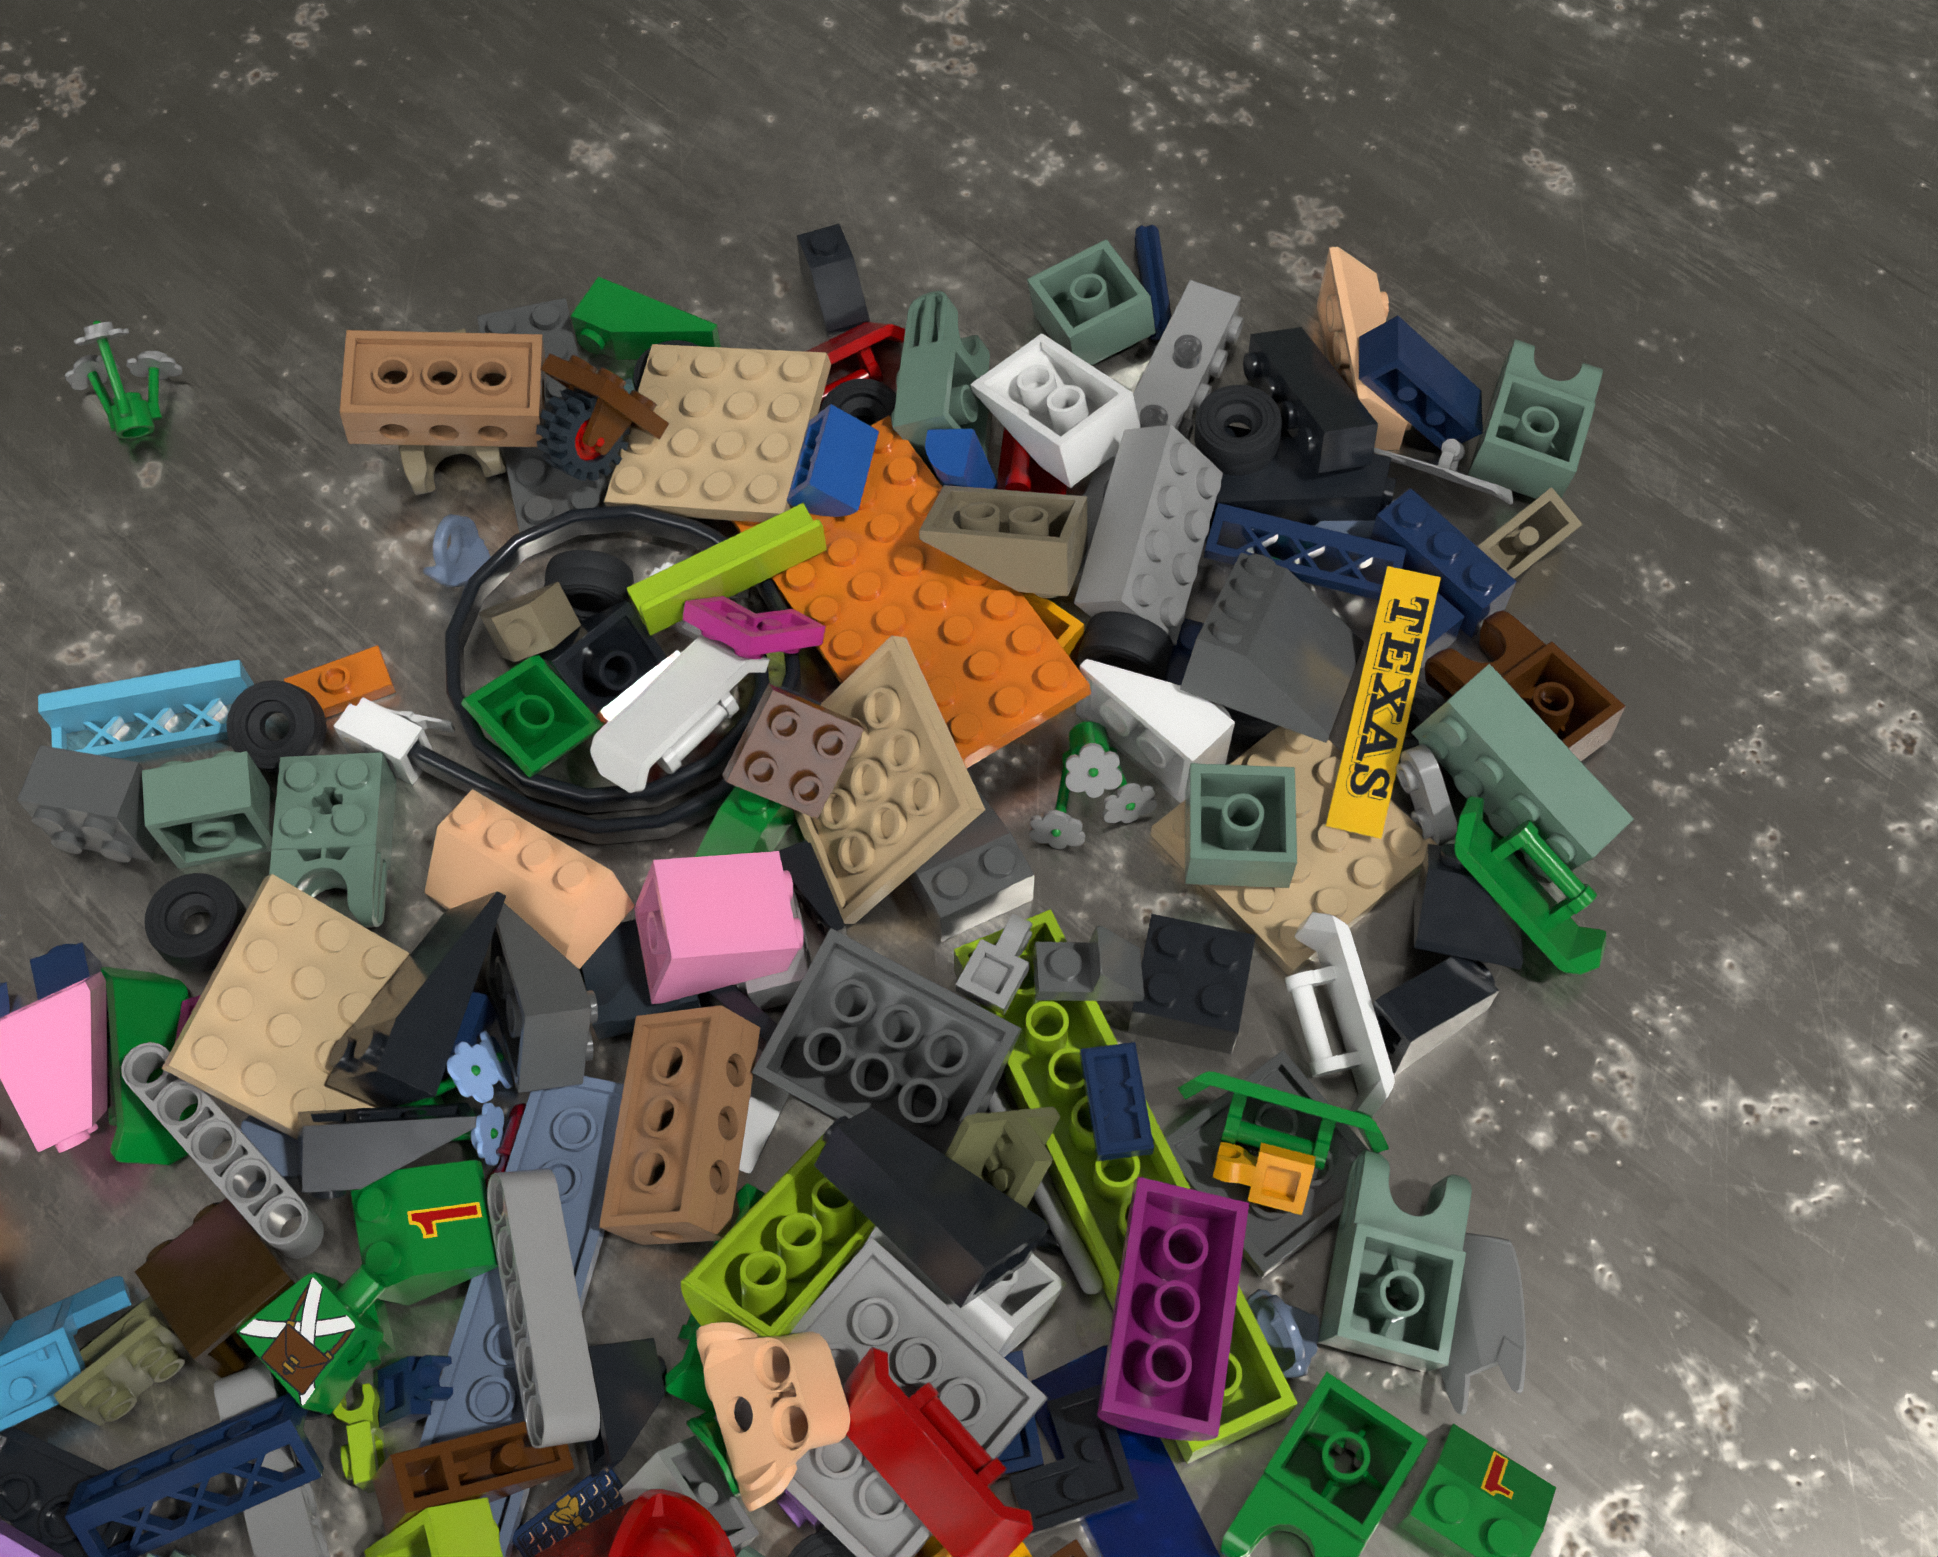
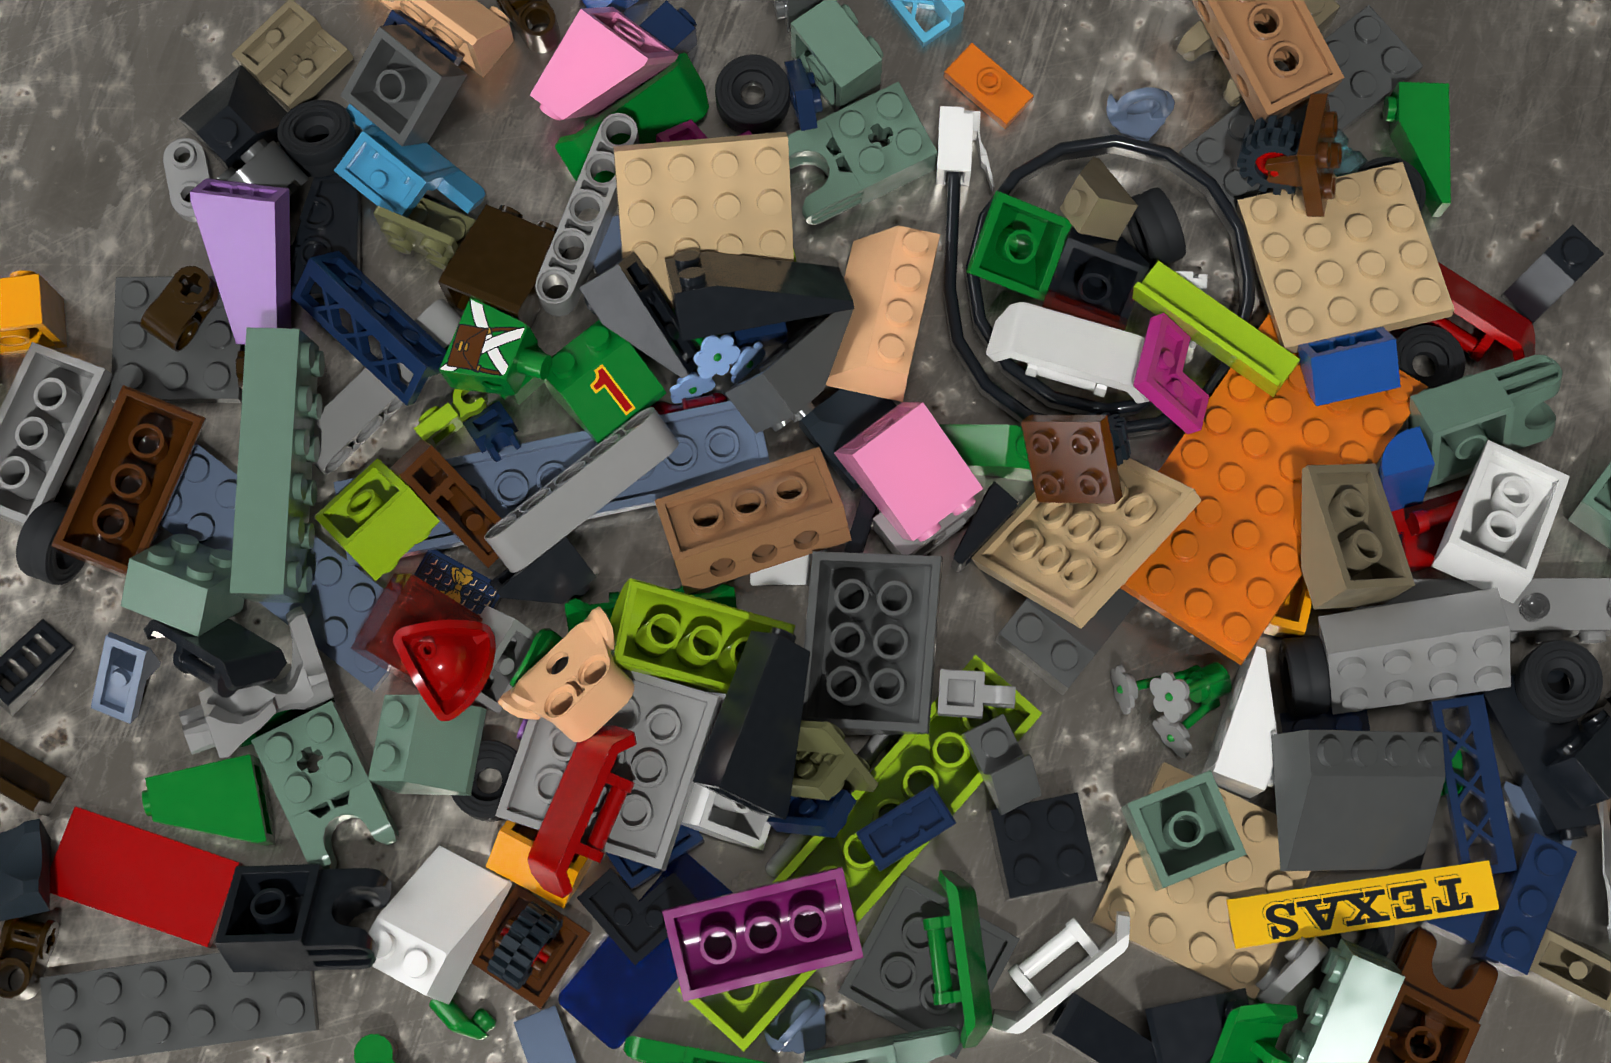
camera: 65 degrees right, 15 degrees up
(234, 859) = (803, 94): none -> dark blue plate
(260, 701) = (949, 69): black tyre -> none
(1060, 1195) = (816, 816): none -> dark blue plate
(1275, 1177) = (909, 969): light orange plate -> none

